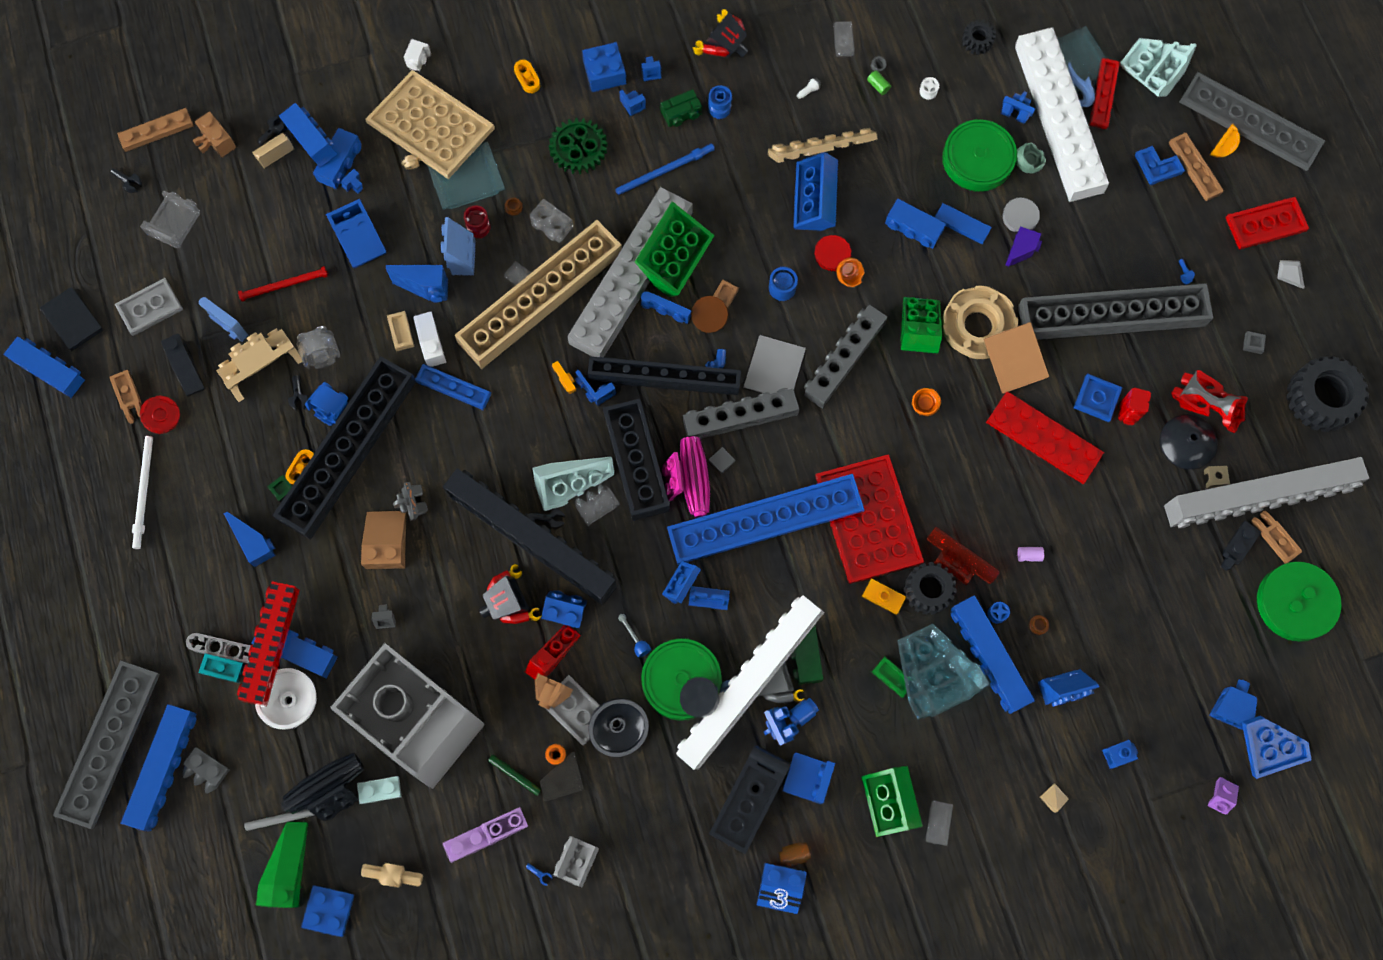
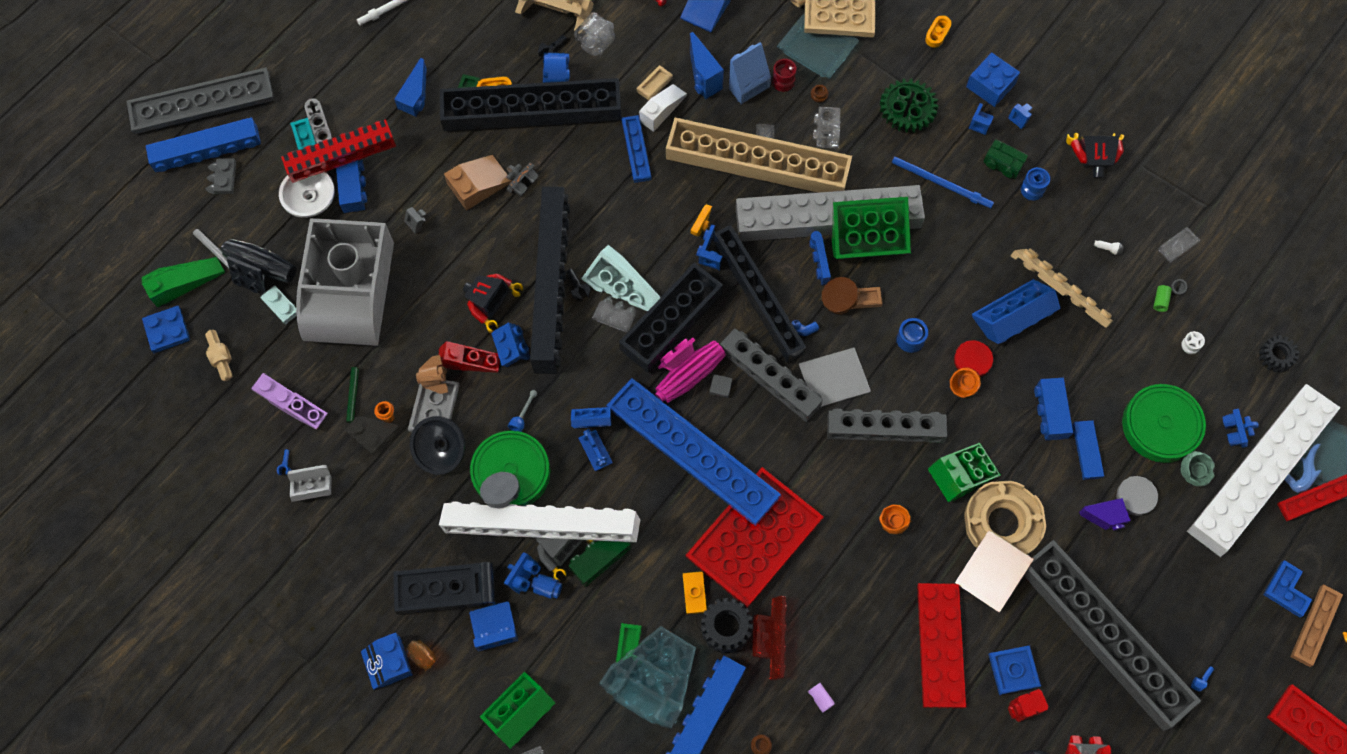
camera: 60 degrees right, 5 degrees down
(1001, 610) = (749, 698): blue wheel -> none

